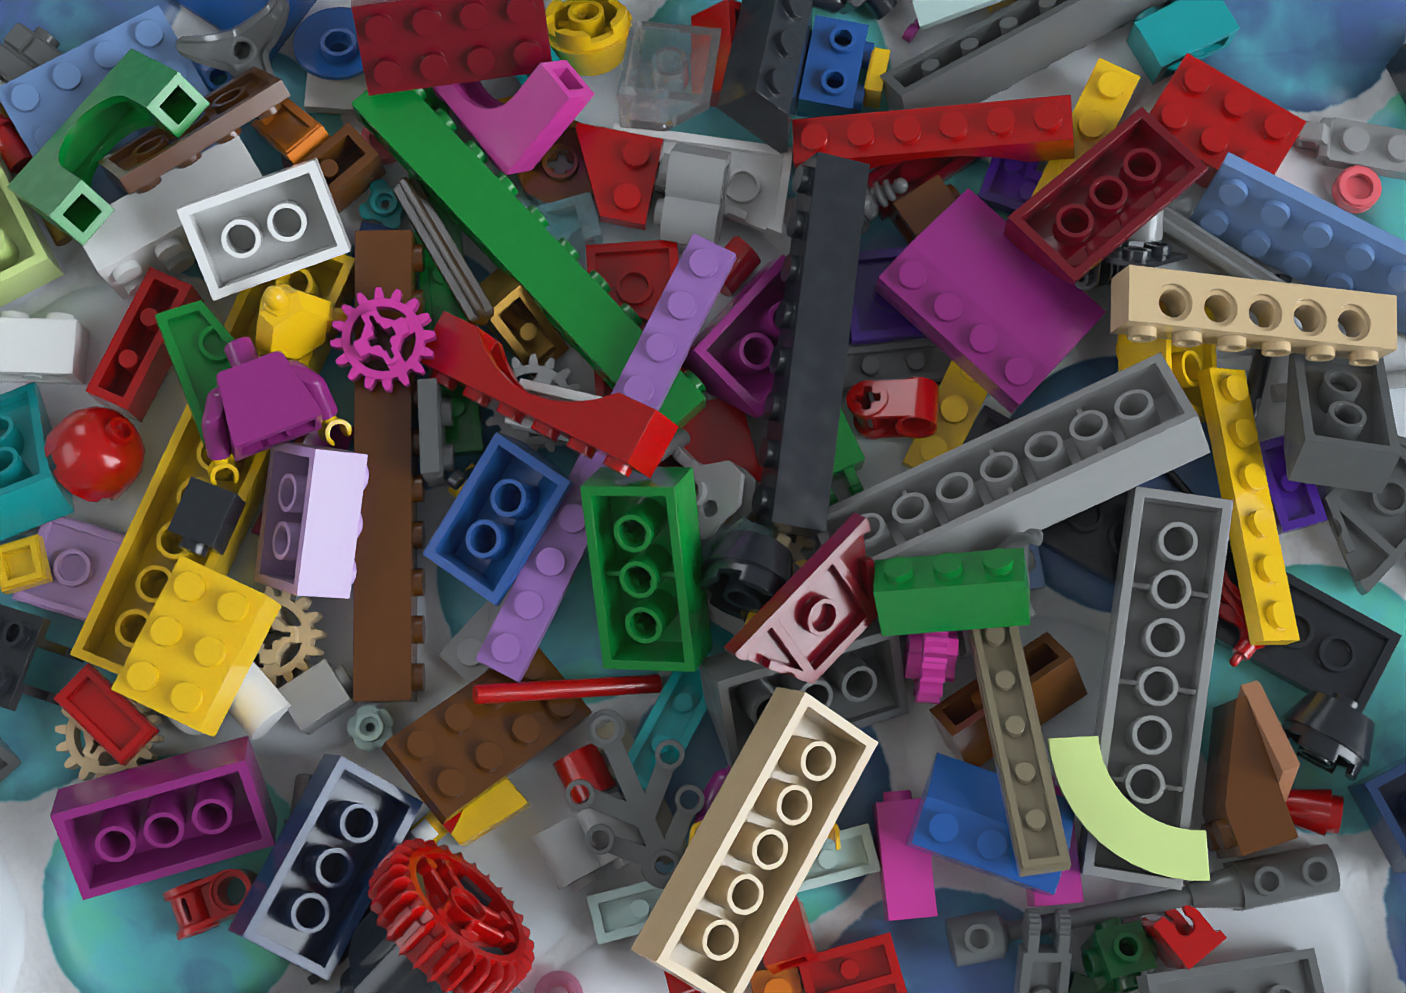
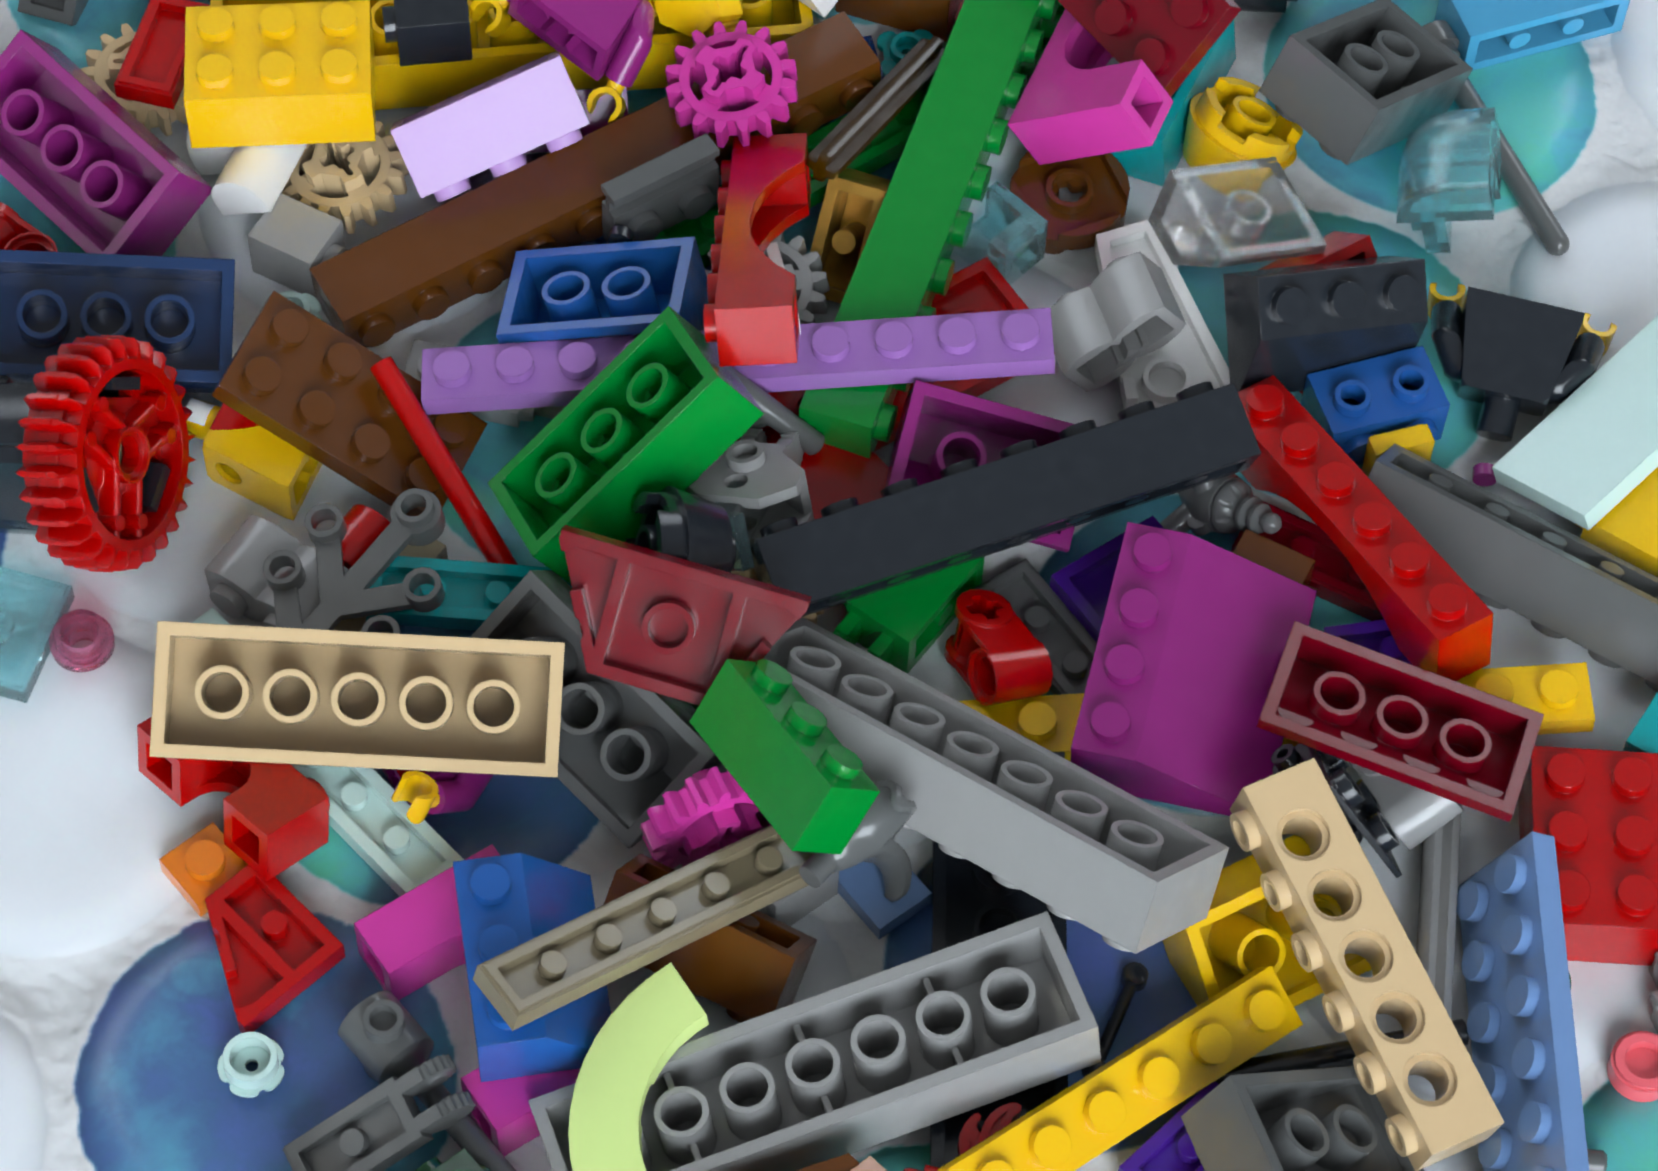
camera: 60 degrees right, 20 degrees down
(621, 172) = (1087, 239): red wing -> none
(743, 267) = (1063, 400): red brick -> none

